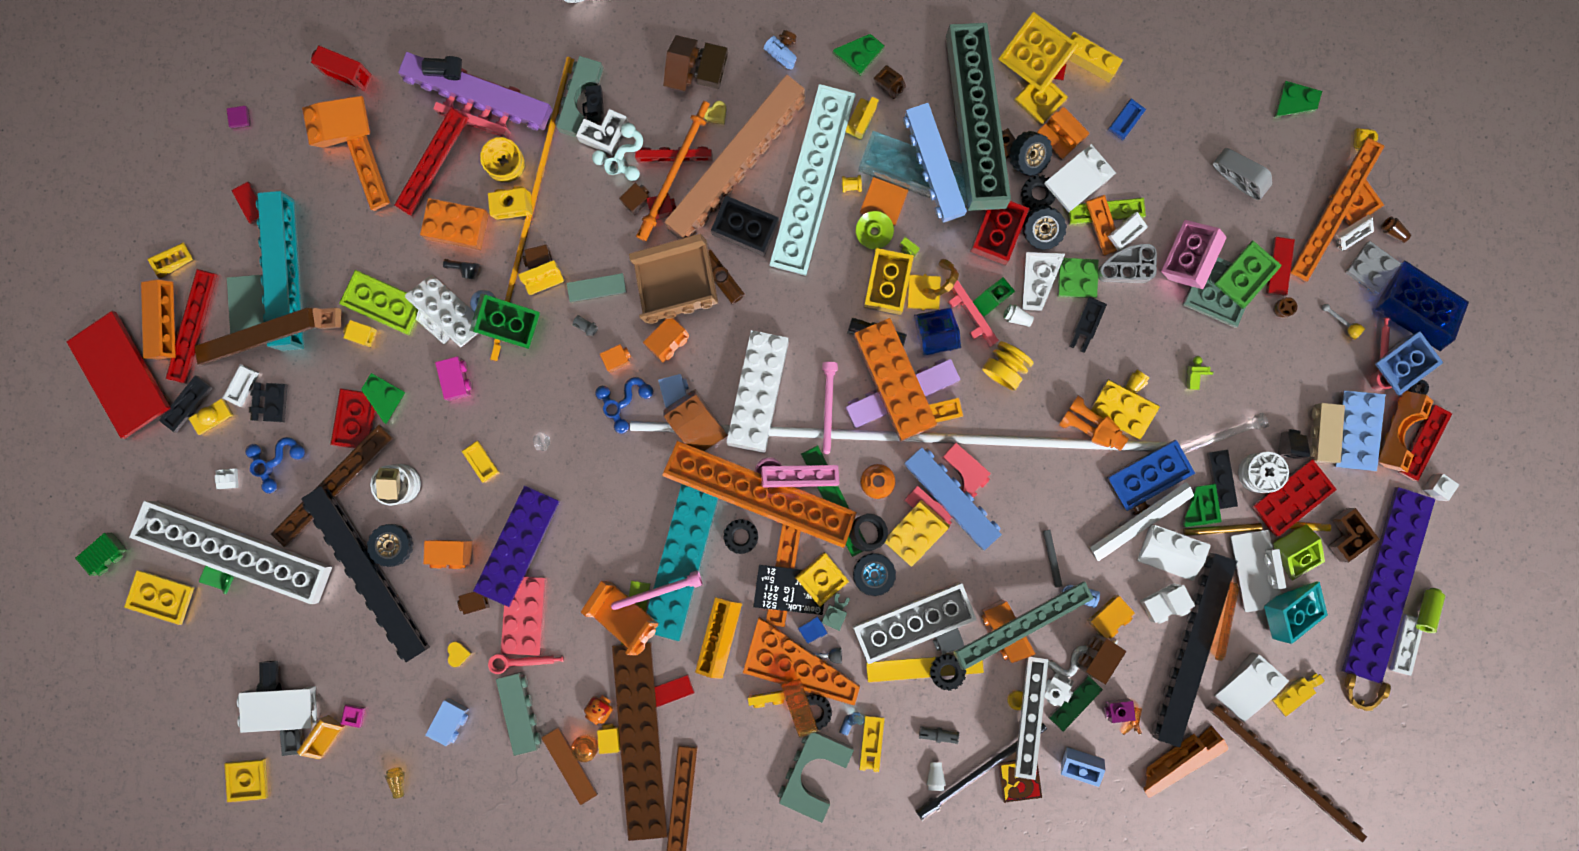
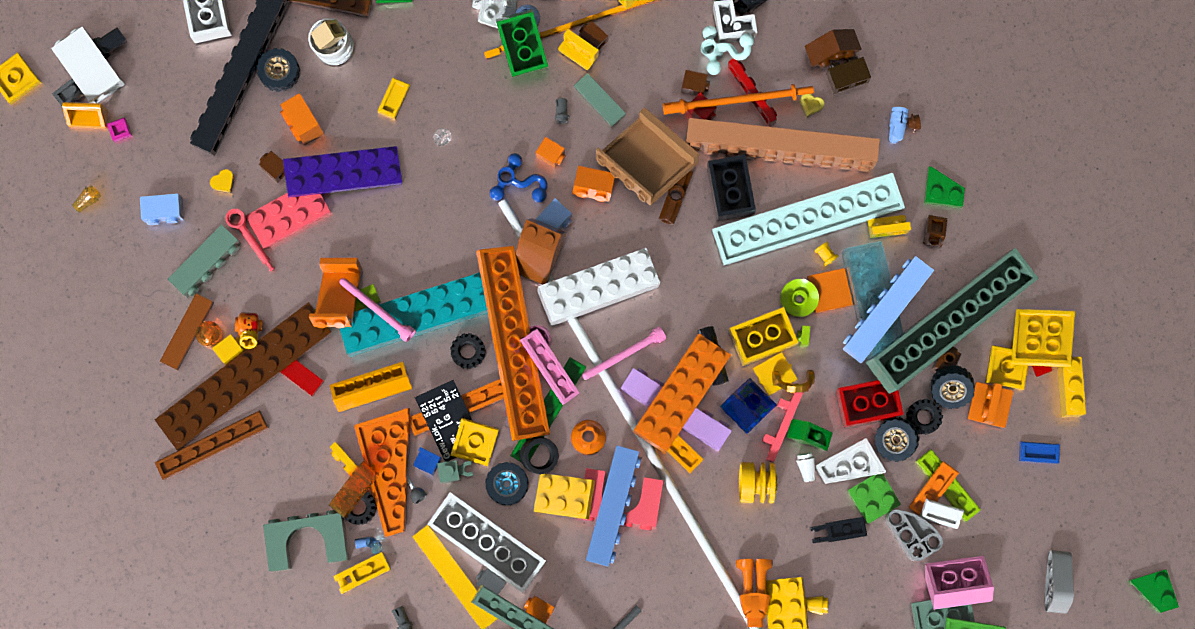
camera: 55 degrees right, 5 degrees down
(453, 378) = (448, 32): dark pink brick -> none
(607, 717) = (244, 339): none -> yellow bush
(936, 675) = (451, 594): black tyre -> none
(1080, 178) = (959, 442): white slope -> none

